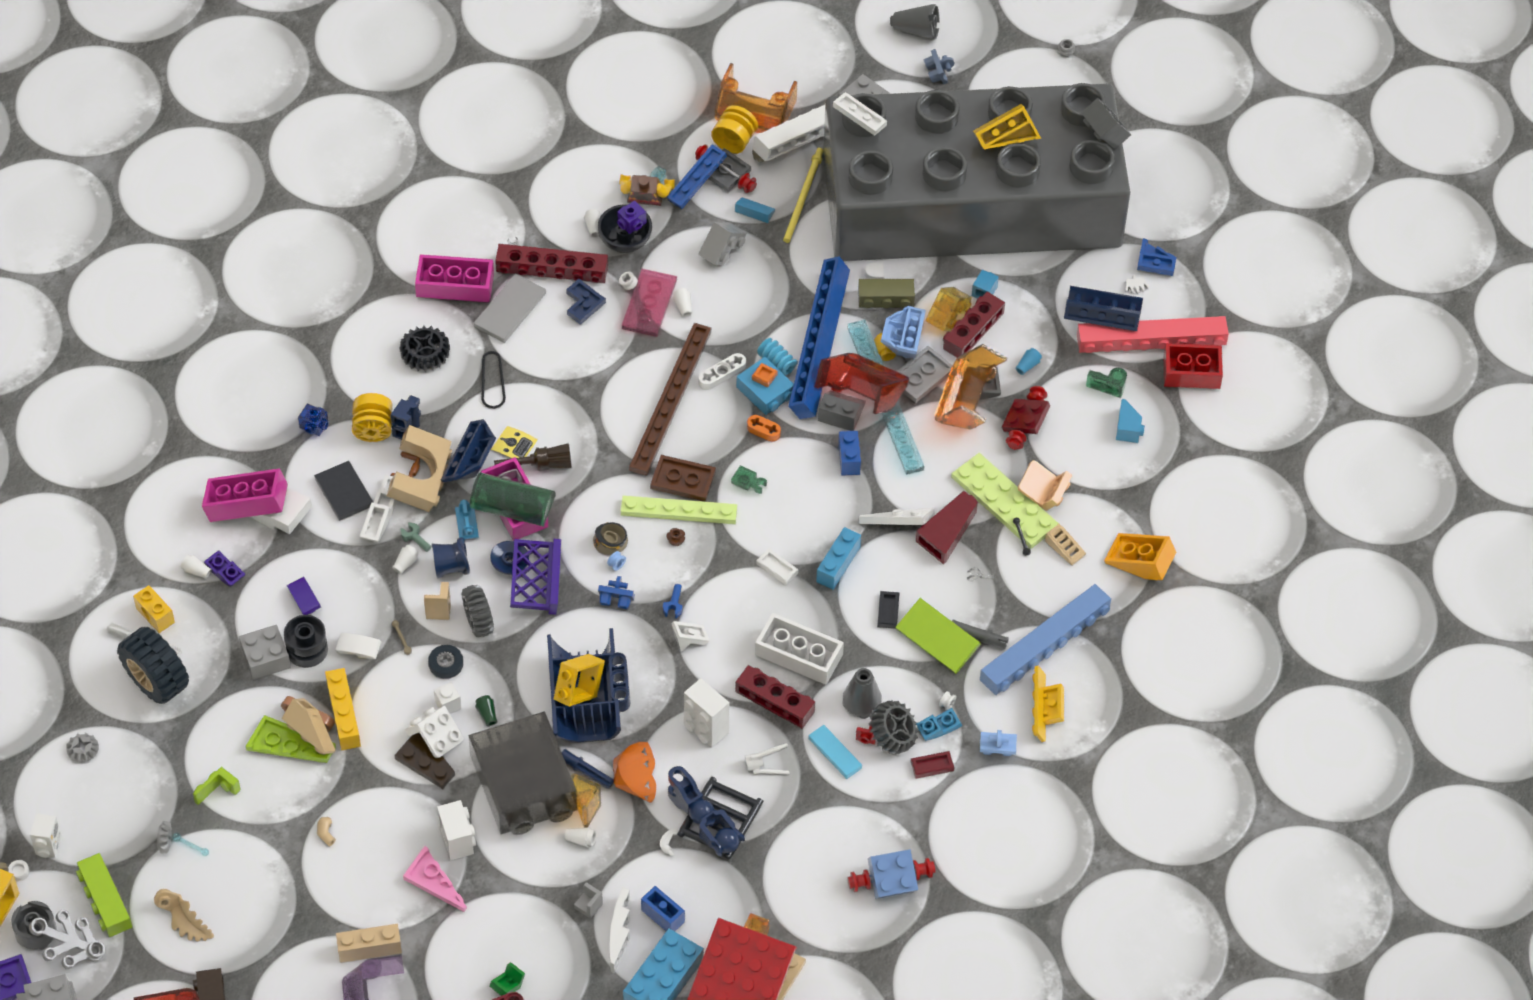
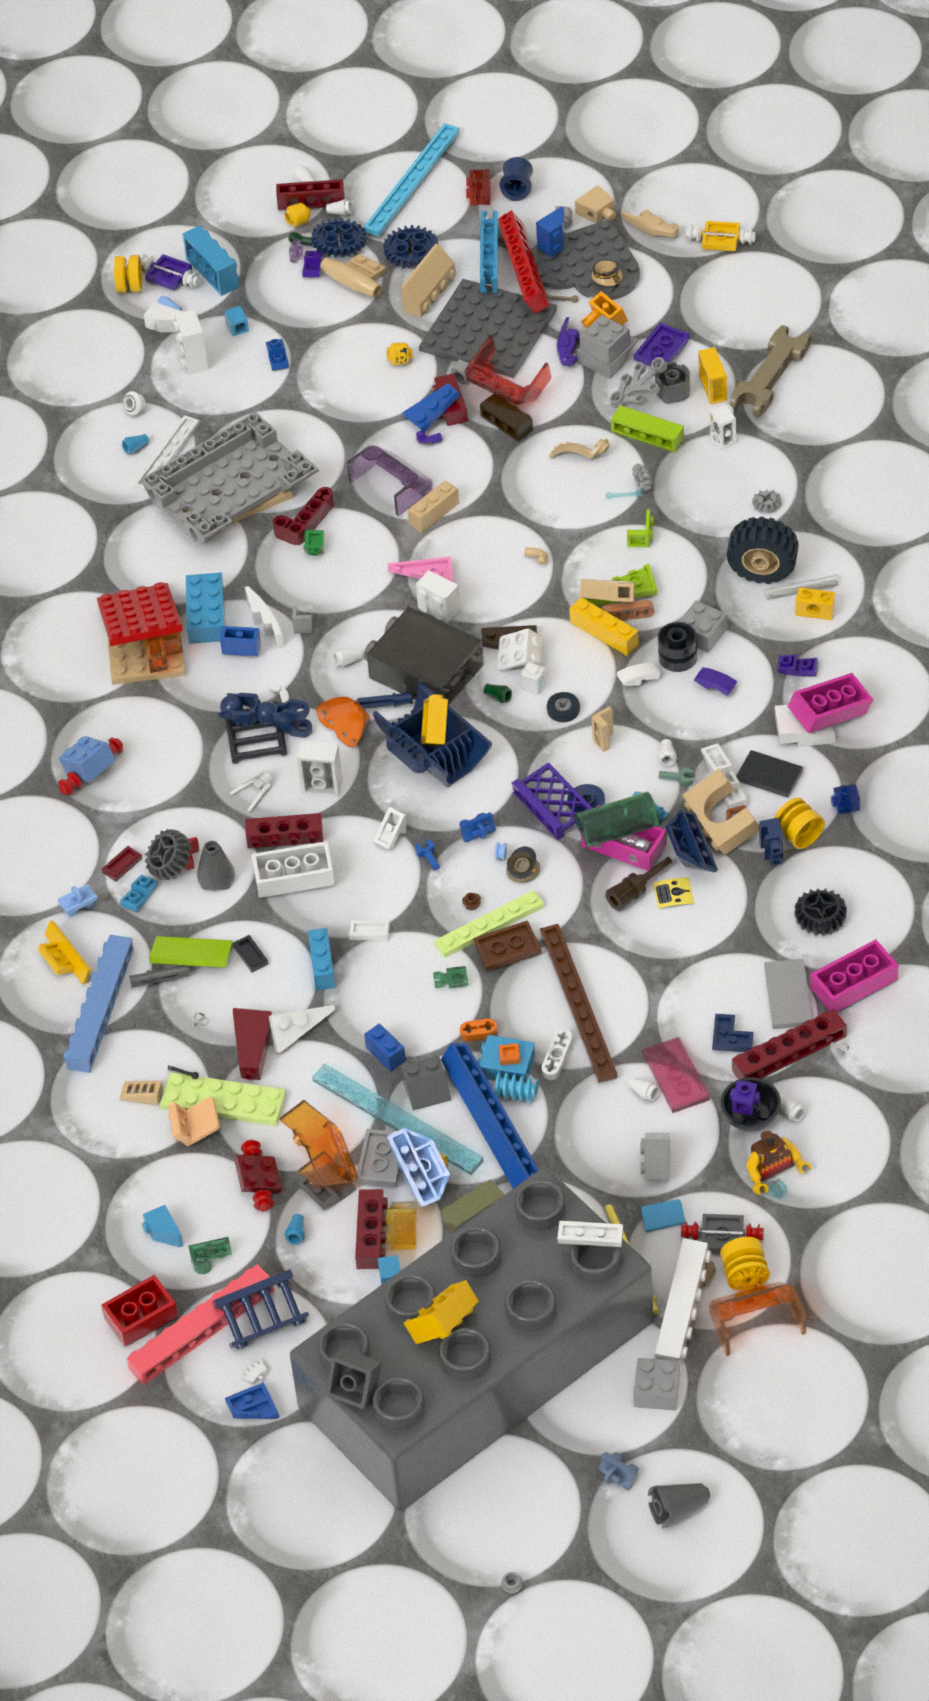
camera: 150 degrees right, 5 degrees down
(194, 566) = (820, 651): white cone -> none
(407, 650) = (601, 700): dark tan hinge -> none
(450, 558) = (628, 764): dark blue hat -> none
(477, 610) = (568, 740): dark grey gear -> none
(483, 380) = (736, 936): black piece -> none
(587, 798) = (364, 670): clear yellow slope -> none
(628, 280) = (709, 1076): white bush -> none
(696, 176) = (737, 1200): blue plate -> none
(835, 751) = (206, 826): medium azure tile -> none
(862, 377) = (437, 1117): clear red windscreen -> none
(947, 701) = (144, 910): white bush -> none
(1142, 555) = (68, 1118): light orange slope -> none

